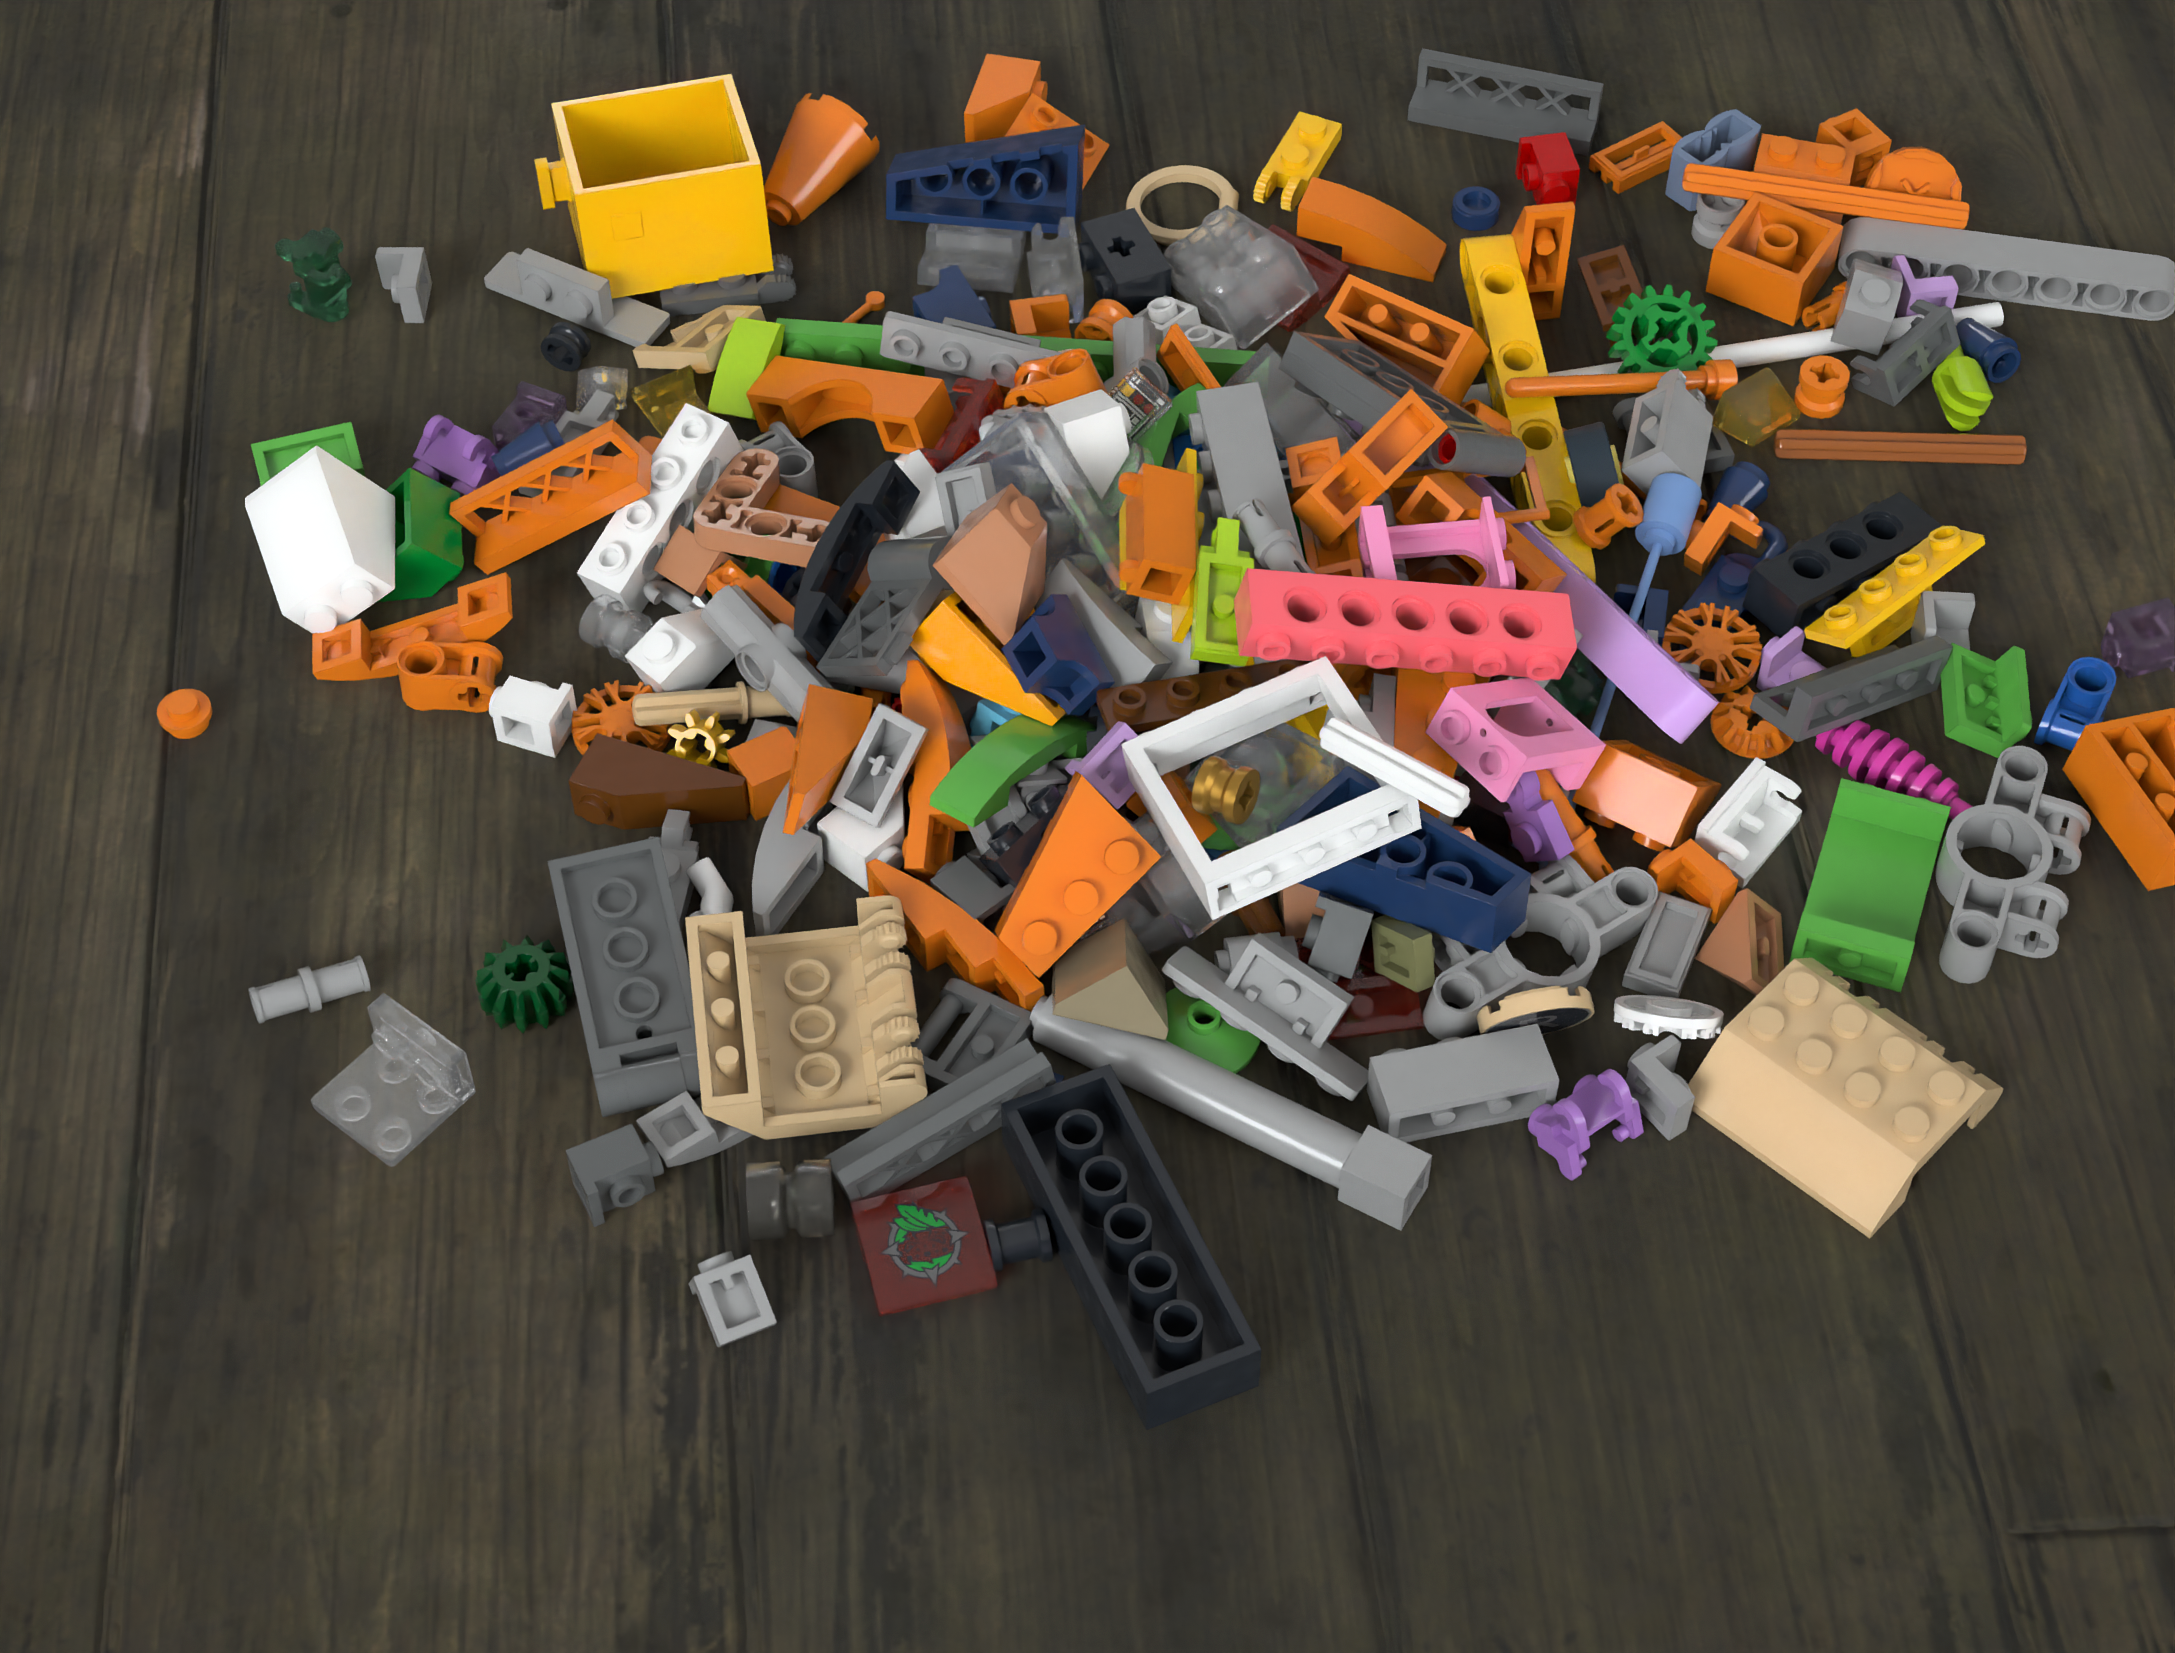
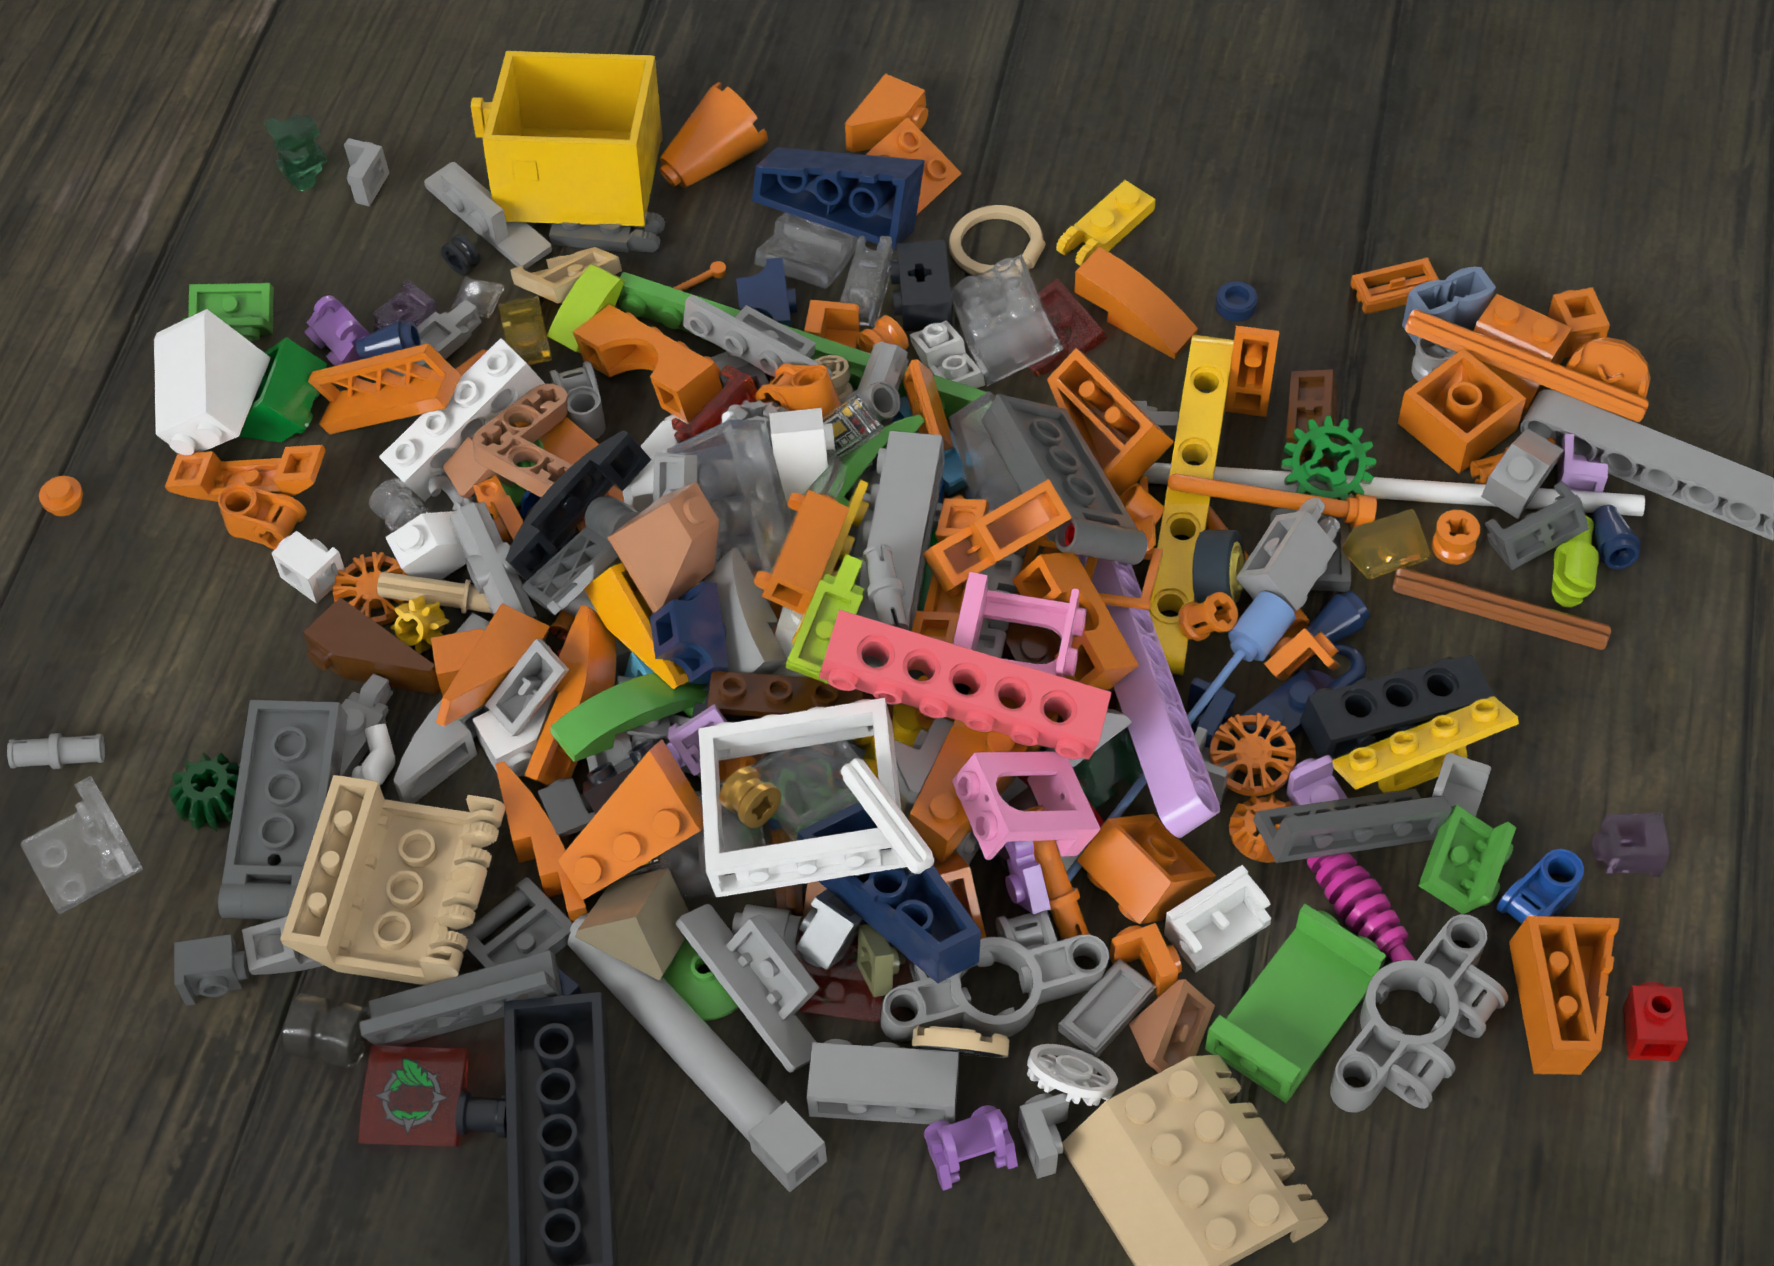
camera: 20 degrees right, 5 degrees up
(732, 1297) = (252, 1098): light grey bracket -> none
(1506, 110) = (1299, 218): dark grey fence -> none
(1548, 168) = (1308, 281): red brick -> none

